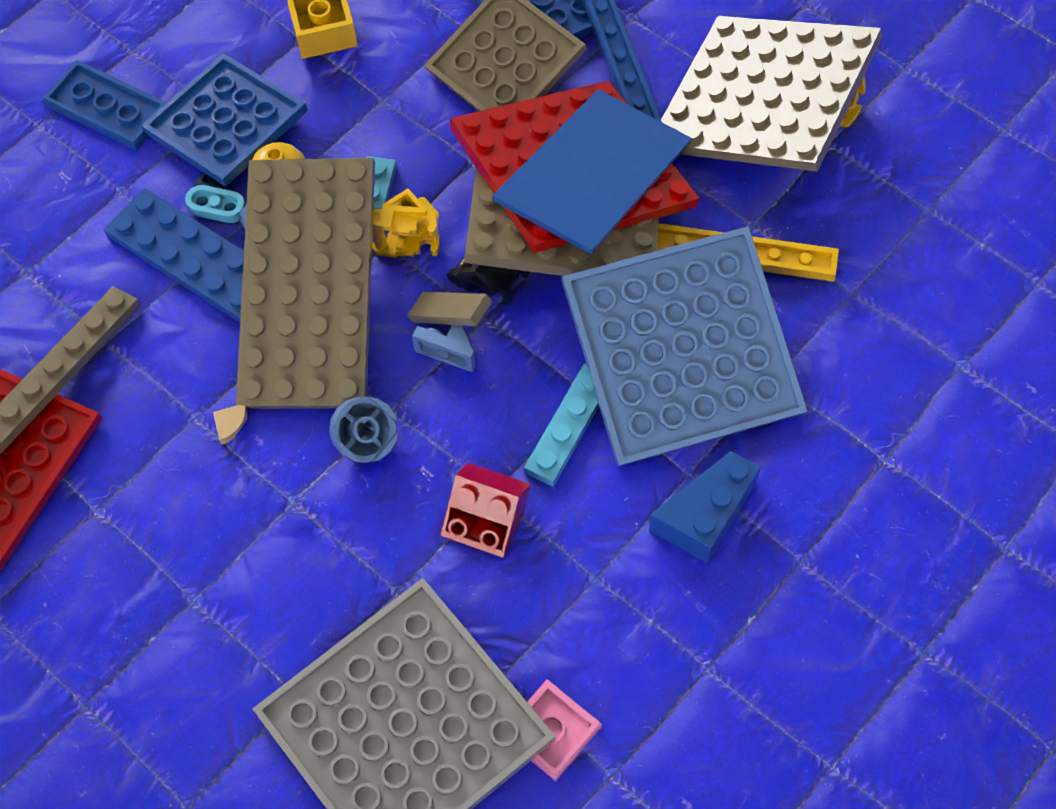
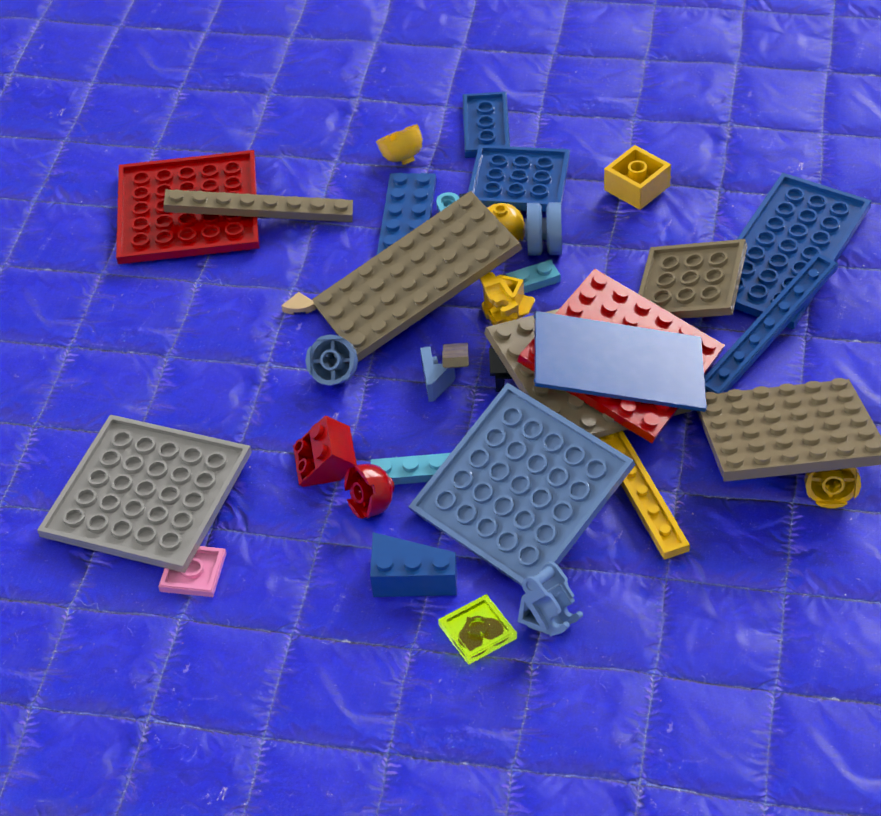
camera: 60 degrees right, 15 degrees down
(75, 193) = (401, 145): none -> yellow cylinder
(332, 130) = (542, 229): none -> medium blue wheel
(577, 491) = (369, 490): none -> red cylinder
(817, 487) = (477, 629): none -> clear neon green tile
(842, 409) = (547, 601): none -> medium blue piece

